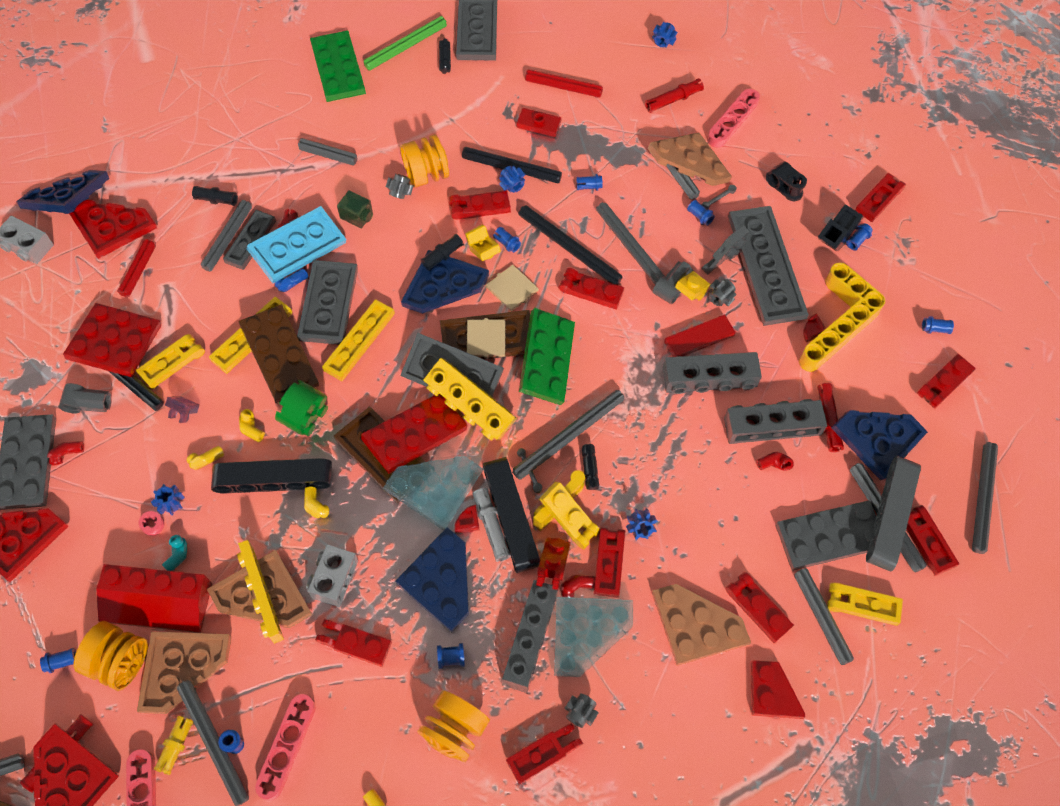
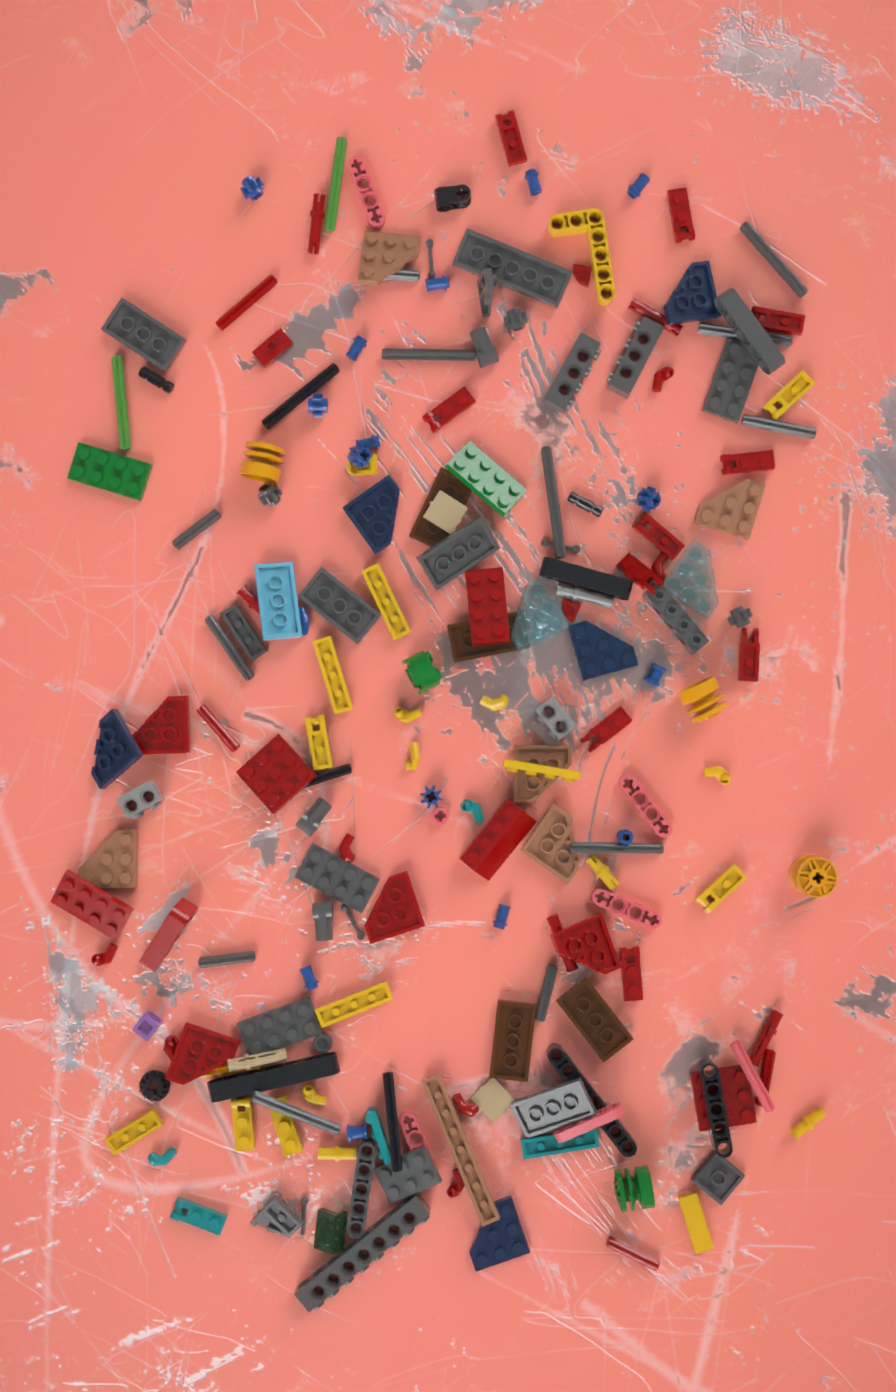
camera: 55 degrees left, 25 degrees up
(110, 655) = (525, 882): light orange wheel -> none
(181, 405) = (363, 752): tile -> none
(214, 195) = (186, 637): black pin -> none
(271, 475) = (457, 719): black beam -> none
(277, 351) = (363, 664): reddish brown plate -> none
(355, 209) = (272, 540): clear green brick -> none
(442, 252) = (355, 499): black pin -> none
(470, 399) = (489, 554): yellow brick -> none
(479, 205) = (322, 442): red plate -> none
(491, 233) = (359, 456): none -> blue gear
(512, 288) = (409, 466): tan piece -> none
(542, 516) = (597, 540): yellow plate -> none
(569, 514) = (614, 542): yellow plate -> none
(570, 245) = (401, 400): black axle -> none
(693, 286) = (499, 337): yellow bracket -> none
(699, 336) = (537, 360): red tile -> none
(719, 92) = (335, 185): none -> bright green axle
(773, 692) = (801, 493): red wing -> none
(839, 230) = (520, 193): black brick -> none

